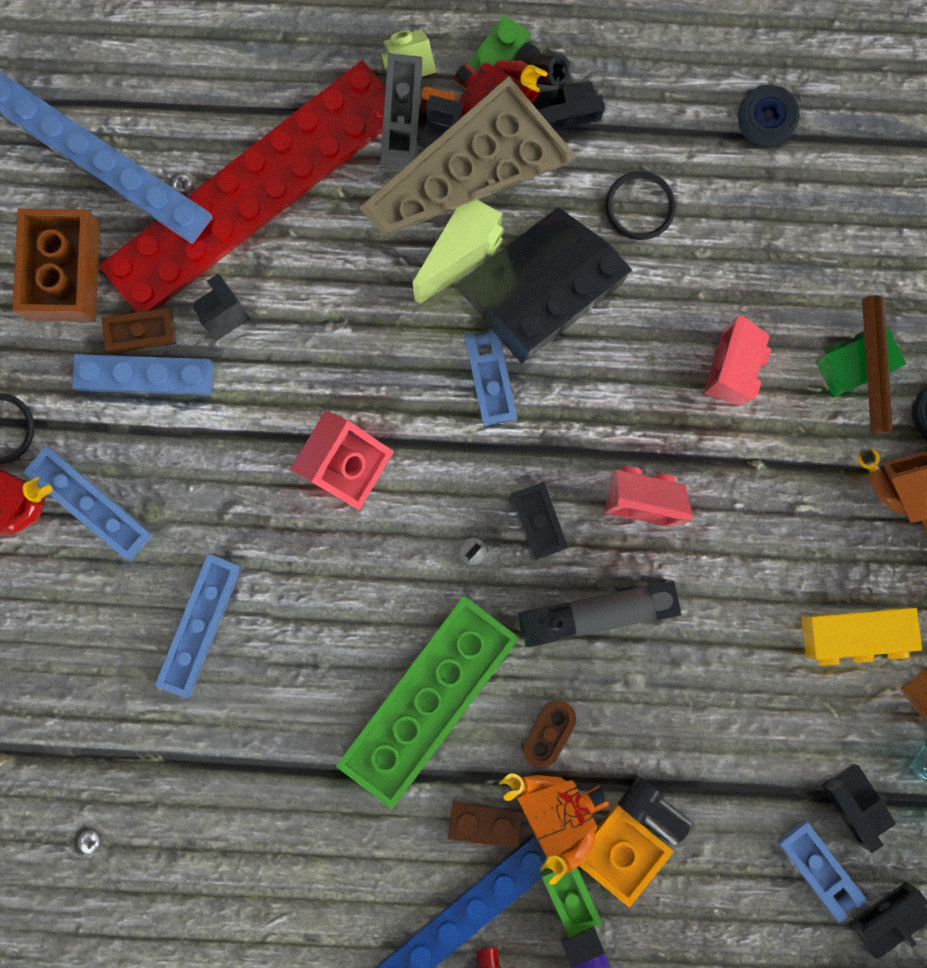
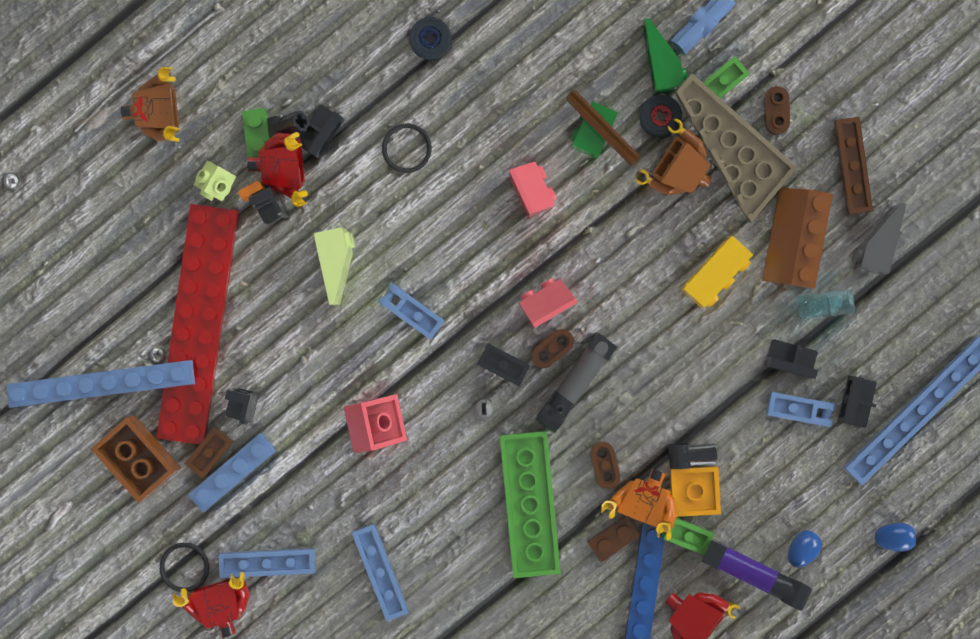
camera: 35 degrees left, 5 degrees up
(401, 111) = (238, 216): dark grey slope -> none
(481, 154) = (303, 204): dark tan wing -> none
(543, 282) = (393, 237): black slope -> none
(605, 554) = (552, 348): none -> reddish brown plate

